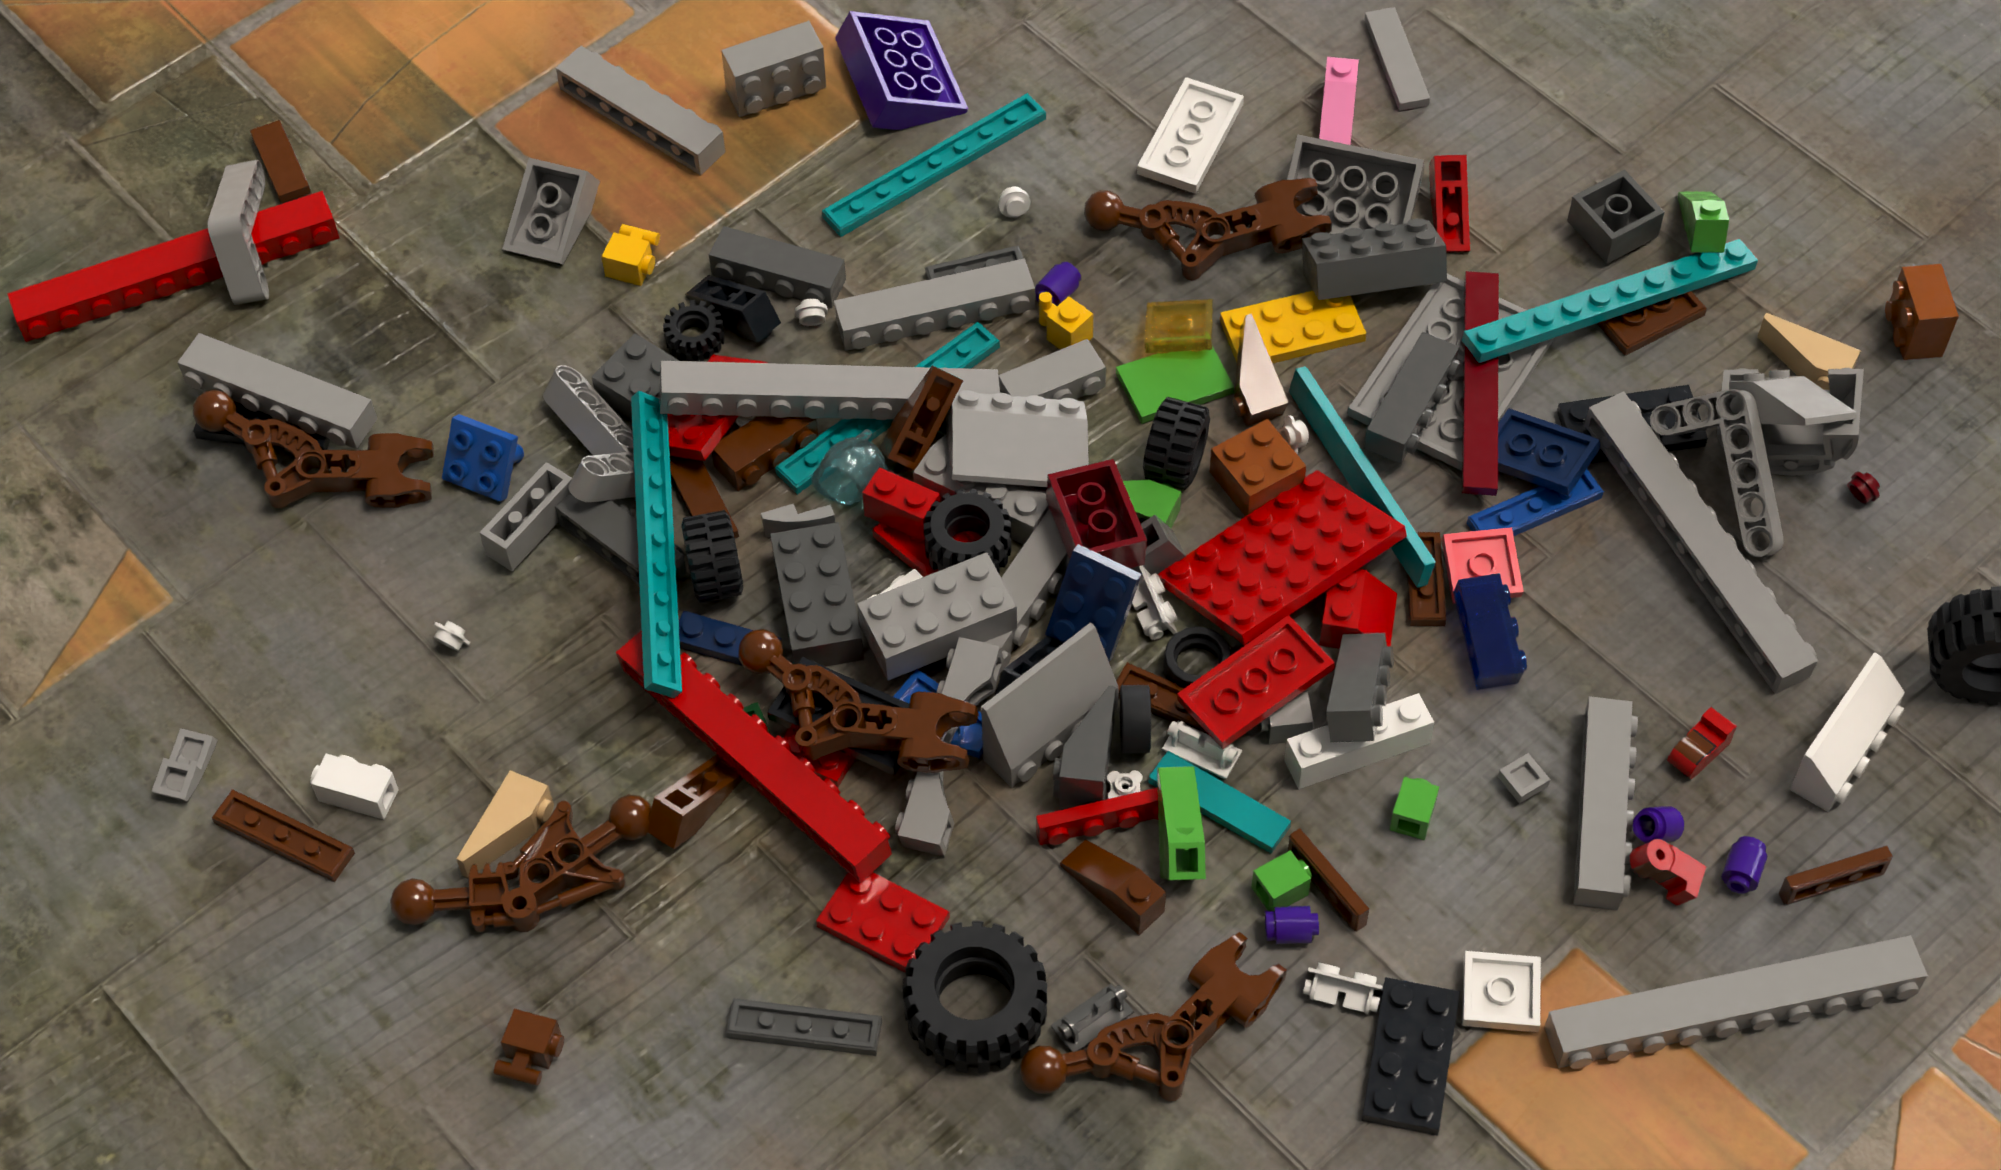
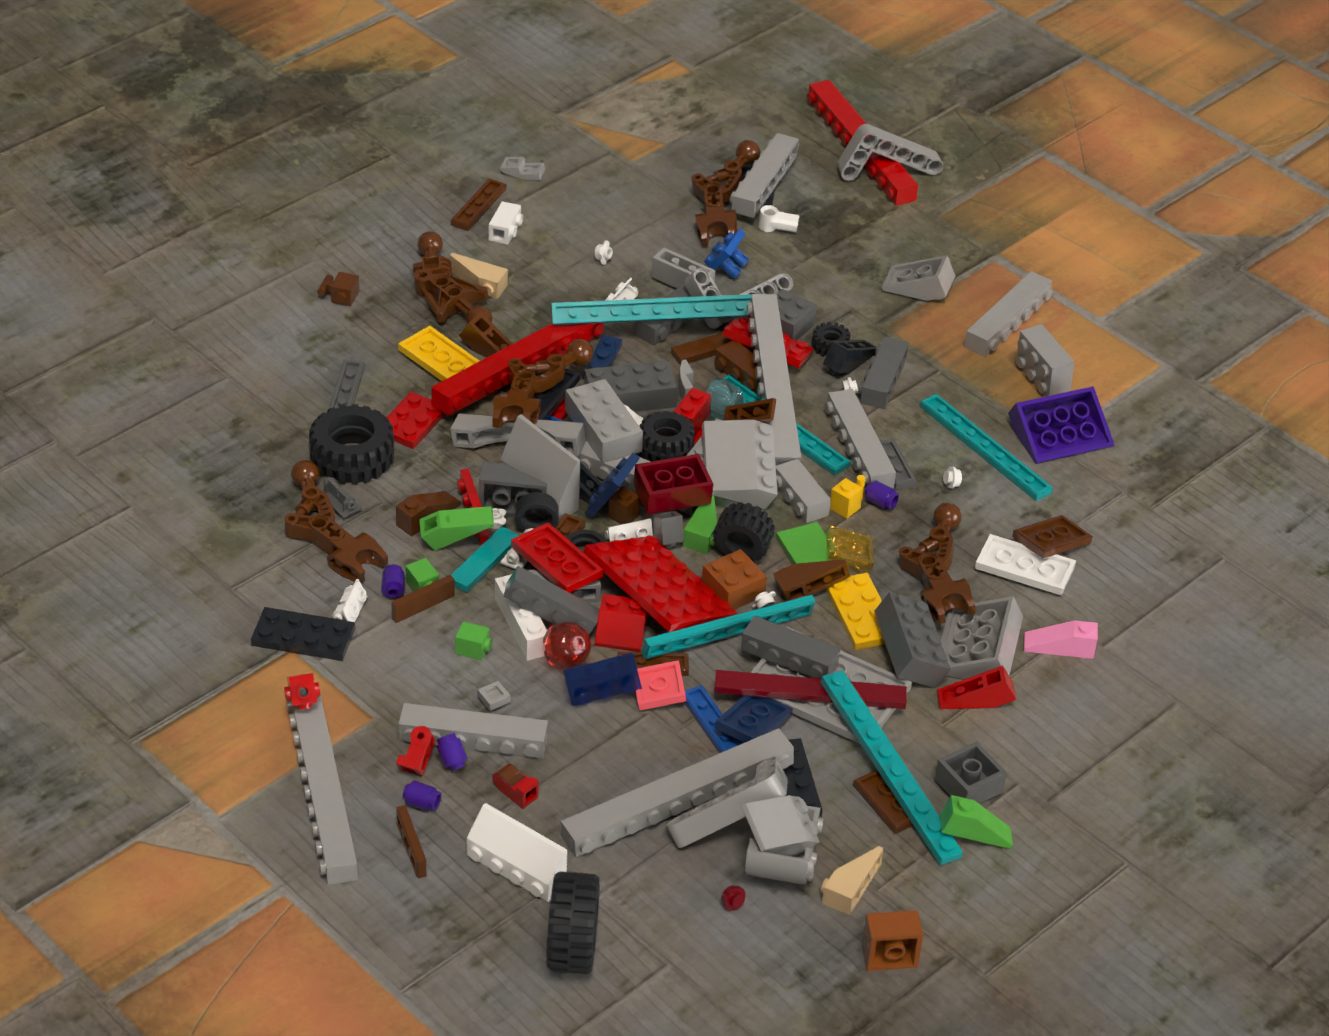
camera: 85 degrees right, 15 degrees down
(280, 161) = (949, 178): reddish brown tile -> none
(384, 385) = (772, 219): none -> white piece
(568, 614) = (624, 292): none -> white hinge
(630, 255) = (886, 311): yellow brick -> none
(712, 556) = (644, 326): black tyre -> none
(726, 875) = (436, 353): none -> yellow plate
(1137, 99) = (1052, 536): none -> reddish brown tile
(1397, 59) = (1119, 678): light grey tile -> none
(1431, 669) = (566, 645): none -> clear red cylinder
(1501, 991) = (341, 673): white plate -> none
(1601, 1018) = (292, 691): none -> red brick

